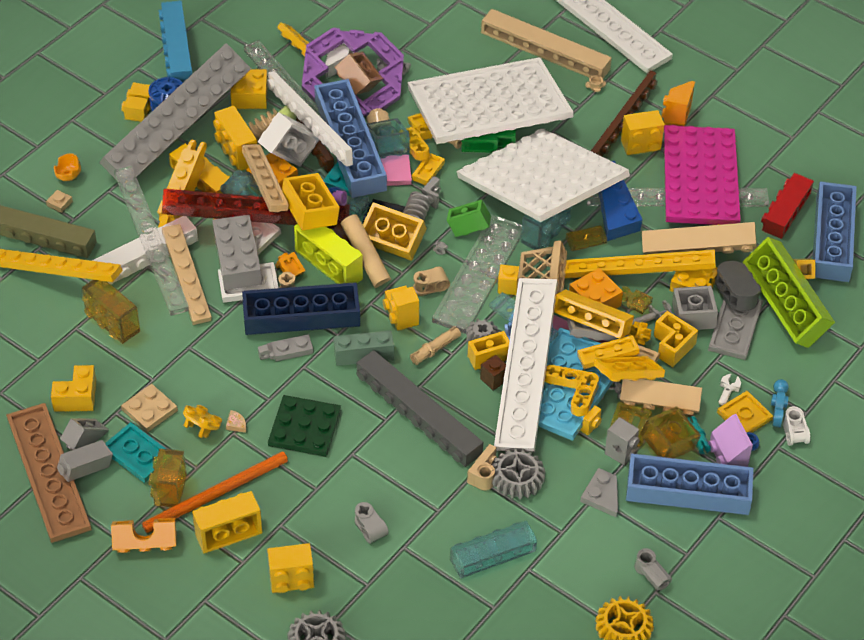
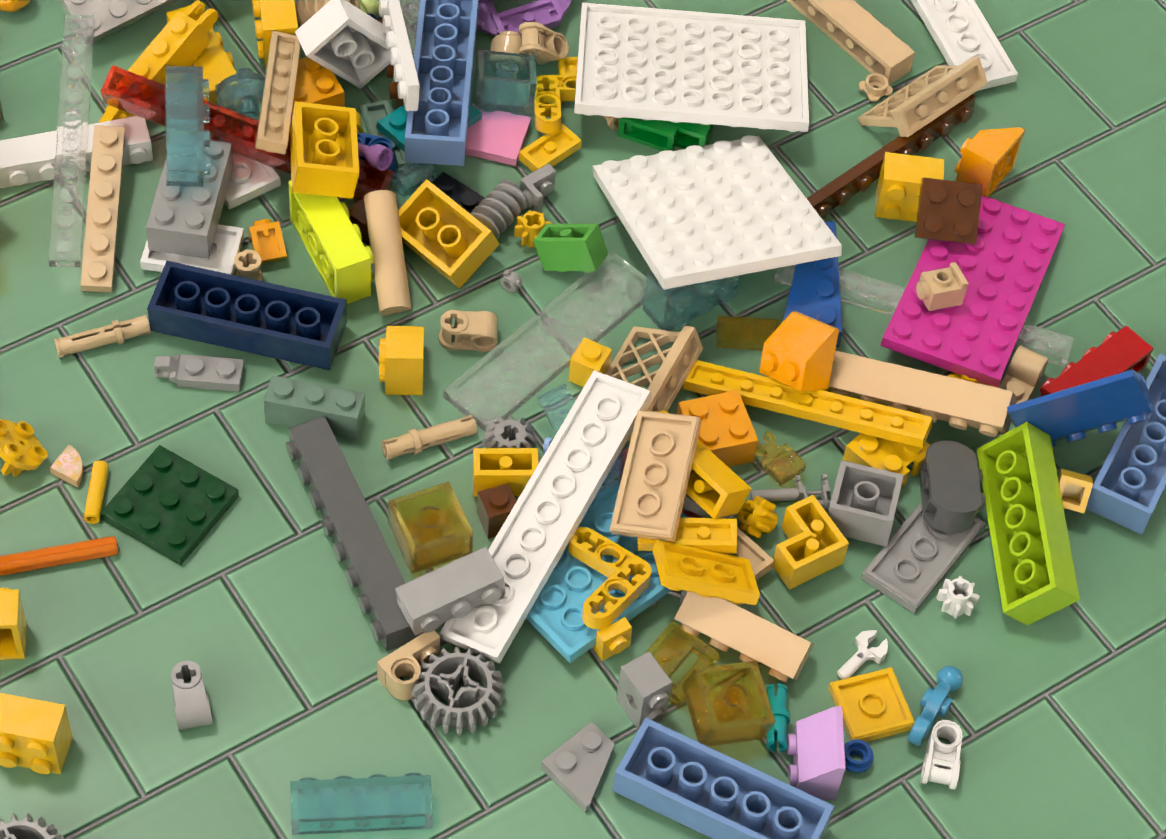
camera: 15 degrees right, 5 degrees up
(223, 210) = (185, 126): none -> clear light blue brick
(227, 341) = (102, 336): none -> tan pin
(259, 431) = (96, 492): none -> yellow piece
(398, 109) = (542, 43): none -> tan piece
(439, 215) = (529, 227): none -> yellow gear
(461, 392) = (430, 527): none -> clear yellow brick
(493, 420) = (450, 591): none -> light grey brick
(579, 324) = (655, 475): none -> tan tile
(626, 237) = (800, 353): none -> light orange slope
(629, 80) = (927, 97): none -> tan fence
(672, 137) = (948, 211): none -> reddish brown plate
(688, 179) = (942, 287): none -> tan brick
(749, 211) = (1024, 373): none -> tan plate
(766, 343) = (957, 597): none -> white gear
(797, 219) = (1087, 407): none -> blue slope

